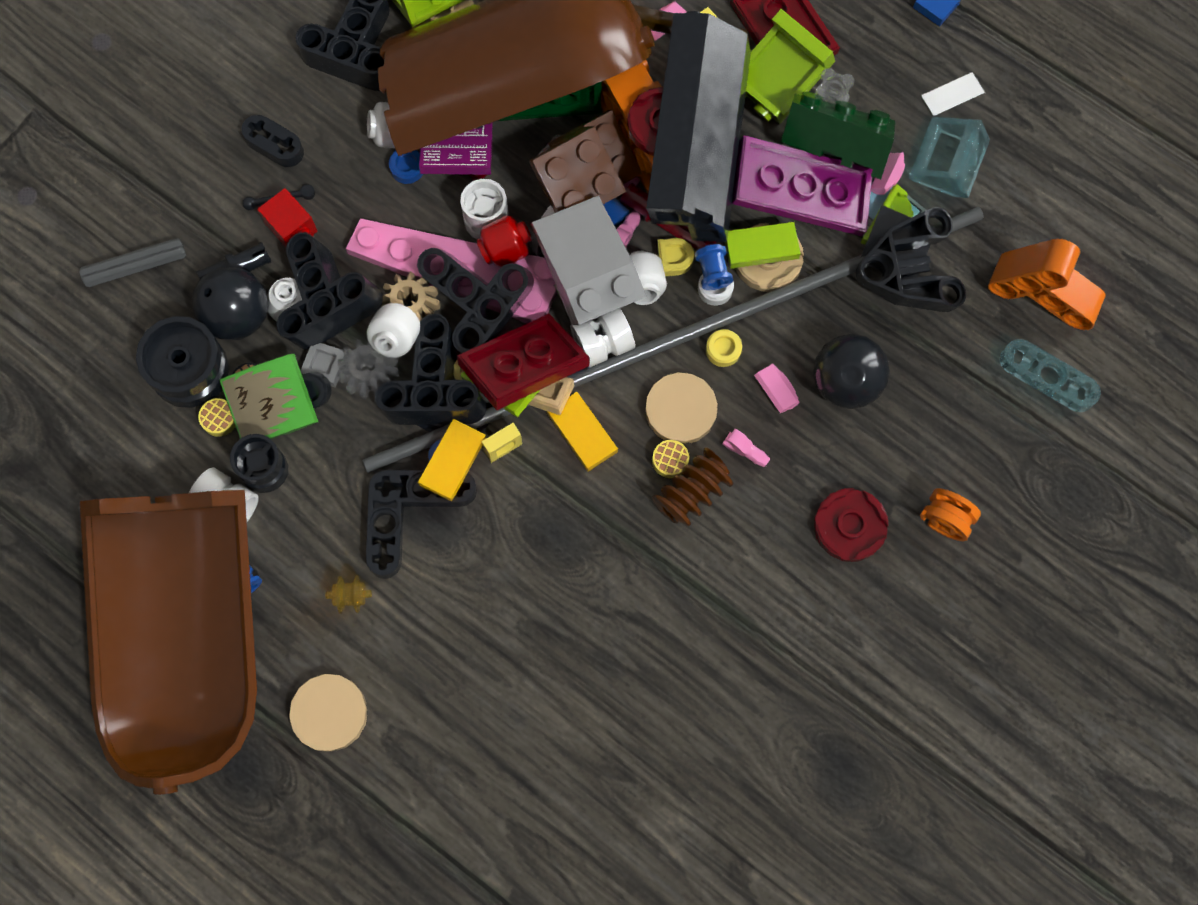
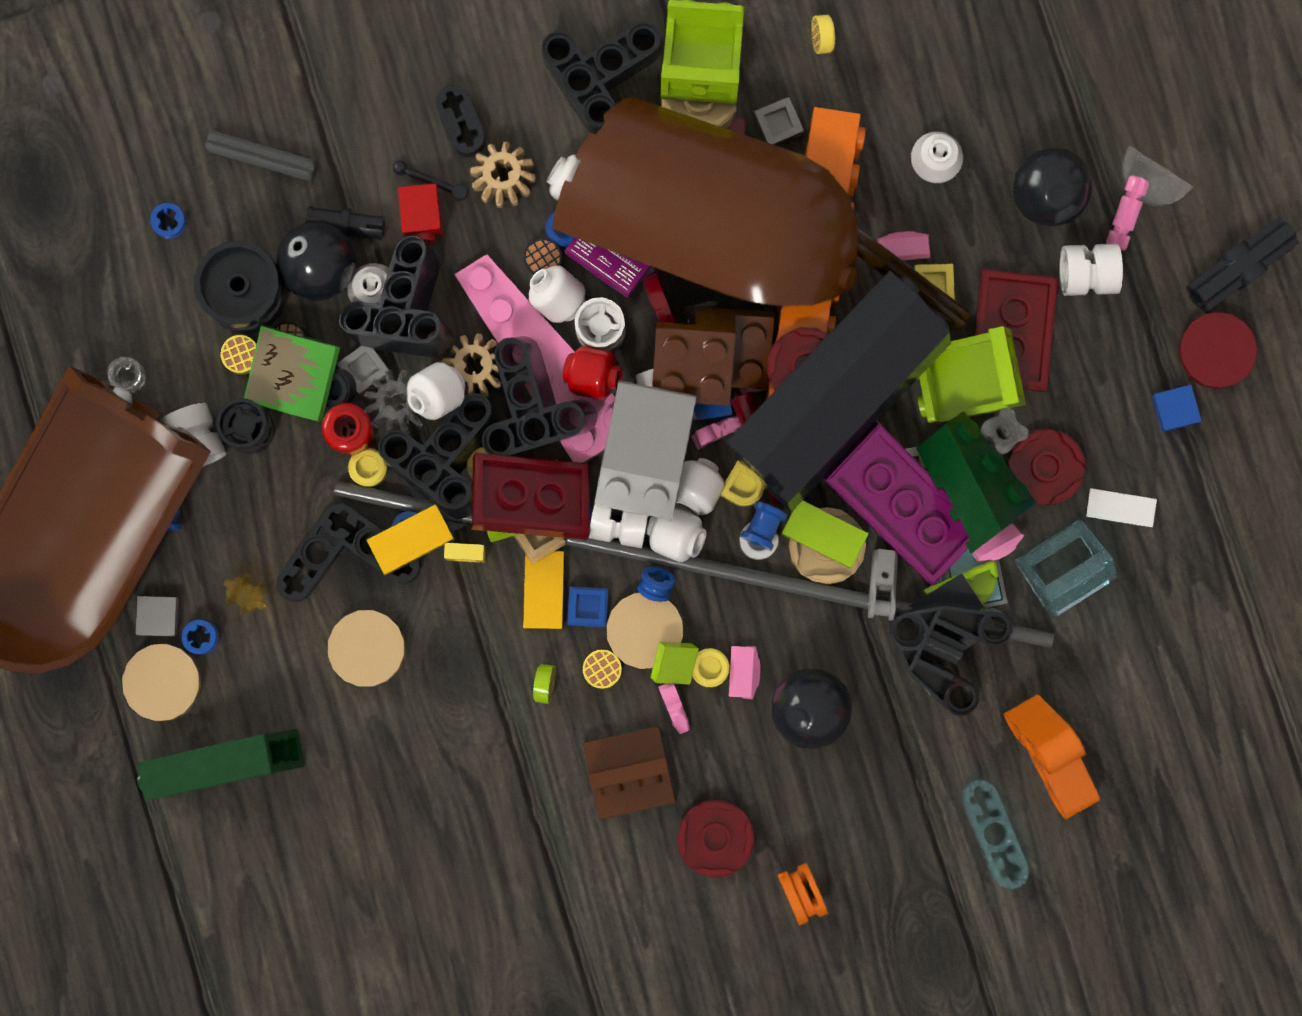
camera: 40 degrees right, 10 degrees up
(82, 348) = (157, 224): none -> blue bush
(127, 485) = (125, 363): none -> clear bush
(288, 663) = (157, 616): none -> light grey tile
(331, 143) = (488, 173): none -> tan gear
(334, 405) = (339, 419): none -> red head
(346, 658) = (195, 626): none -> blue bush
(379, 433) = (367, 468): none -> light yellow tile
(405, 195) = (541, 255): none -> tile
(421, 742) = (220, 764): none -> dark green slope
(435, 208) = (556, 294): none -> white head
(476, 570) = (366, 648): none -> tan tile
(516, 158) = (659, 298): none -> dark red tile
(625, 421) = (587, 607): none -> blue tile
(635, 498) = (544, 683): none -> lime tile
(653, 318) = (677, 537): none -> white head
(665, 366) = (656, 584): none -> blue bush
(693, 487) = (599, 713): reddish brown piece -> none
(722, 413) = (674, 663): none -> lime tile
(723, 348) = (723, 602): light yellow tile -> none
(749, 521) = (628, 772): none -> reddish brown bracket
(750, 402) = (710, 668): none -> light yellow tile
(831, 251) = (883, 581): none -> light grey bar
(883, 91) = (1048, 465): none -> dark red tile

